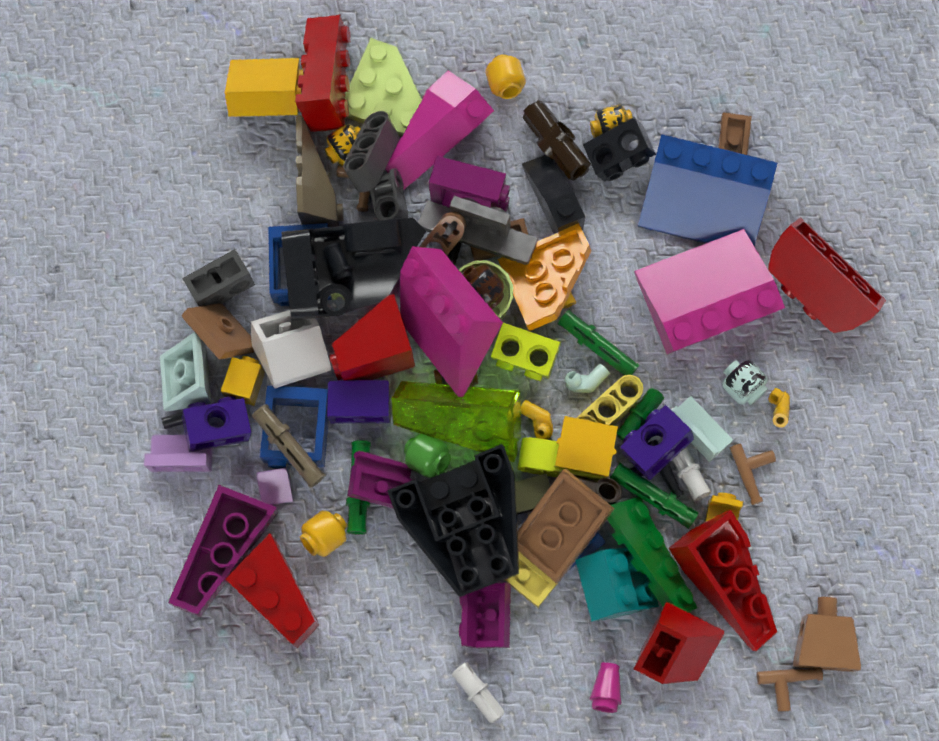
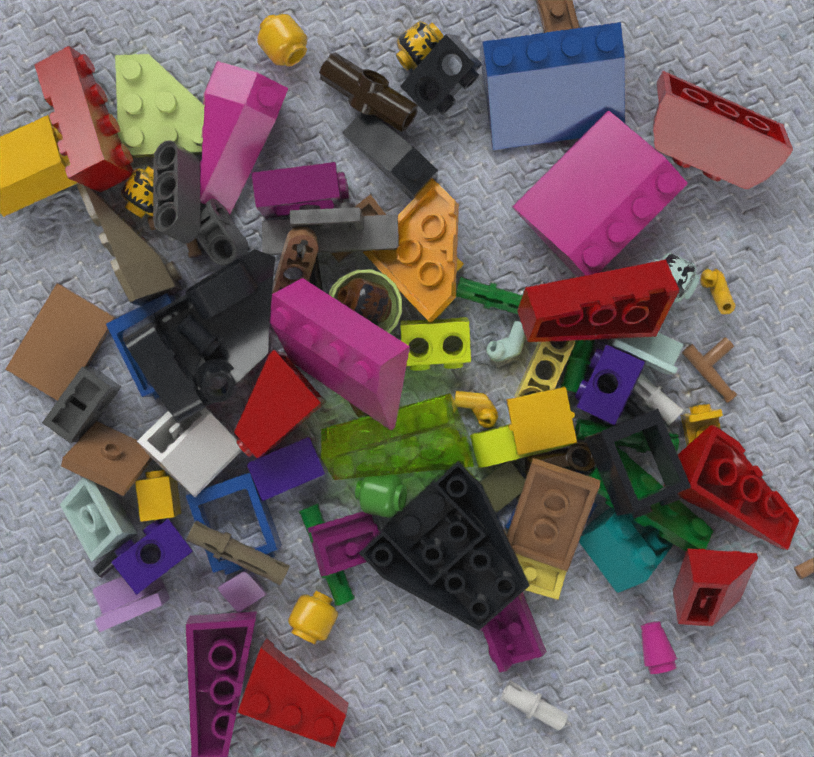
camera: 25 degrees left, 15 degrees up
(225, 226) = (60, 342): none -> medium nougat tile
(627, 484) = (615, 476): none -> black window
(673, 372) = (600, 305): none -> red wedge

